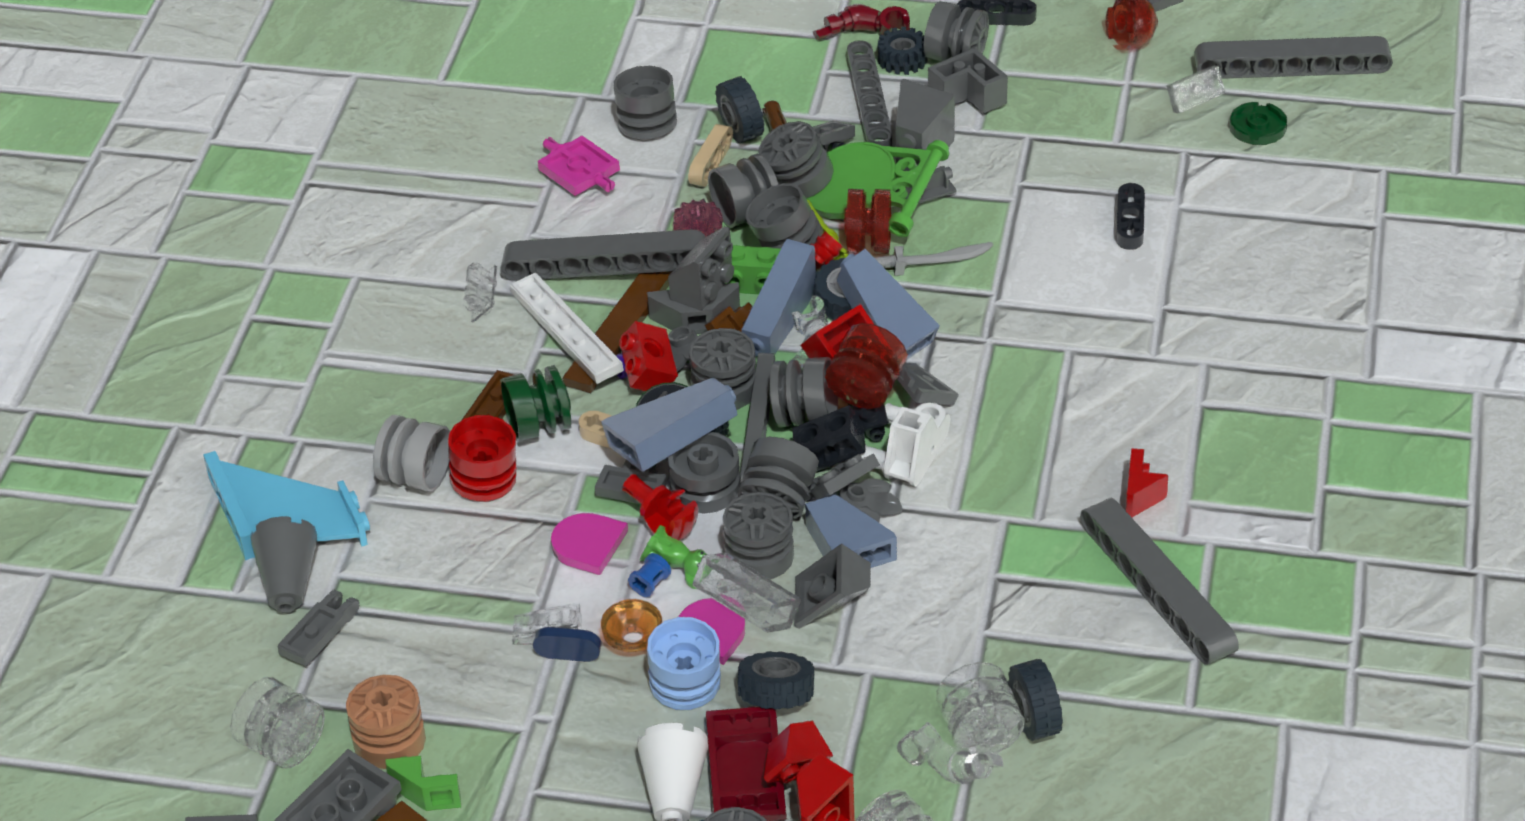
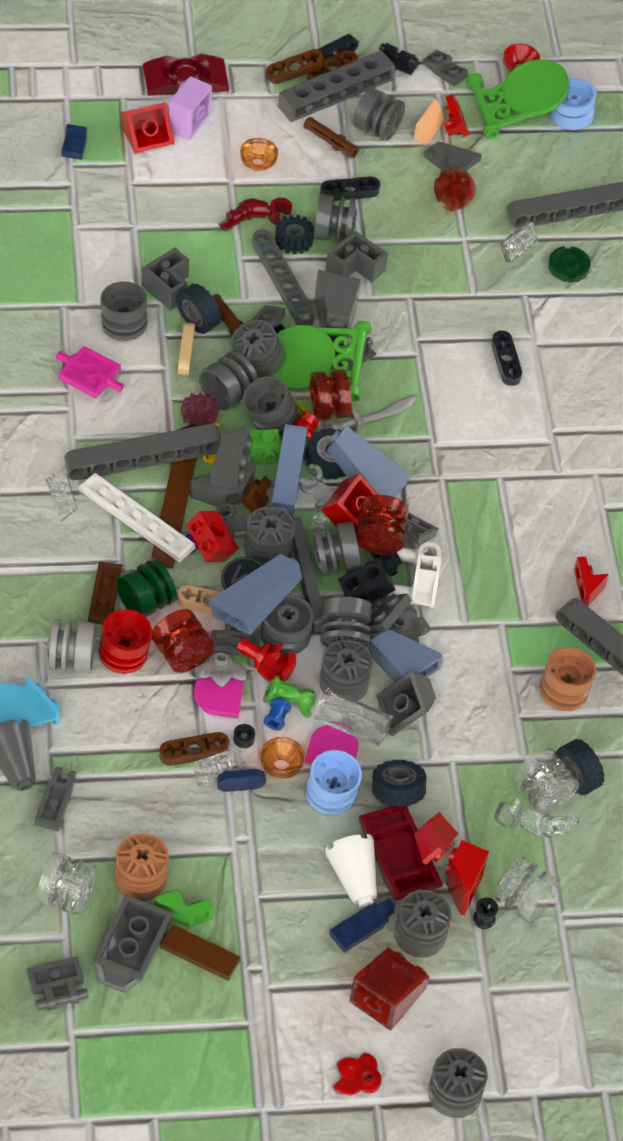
camera: 25 degrees left, 10 degrees up
(501, 591) = (187, 756): none -> reddish brown beam
(556, 468) = (182, 640): none -> clear red wheel
(596, 595) = (240, 742): none -> black bush
(598, 509) = (221, 669): none -> light grey plate
(713, 67) = (166, 277): none -> dark grey brick
(1061, 590) = (567, 679): none -> nougat wheel

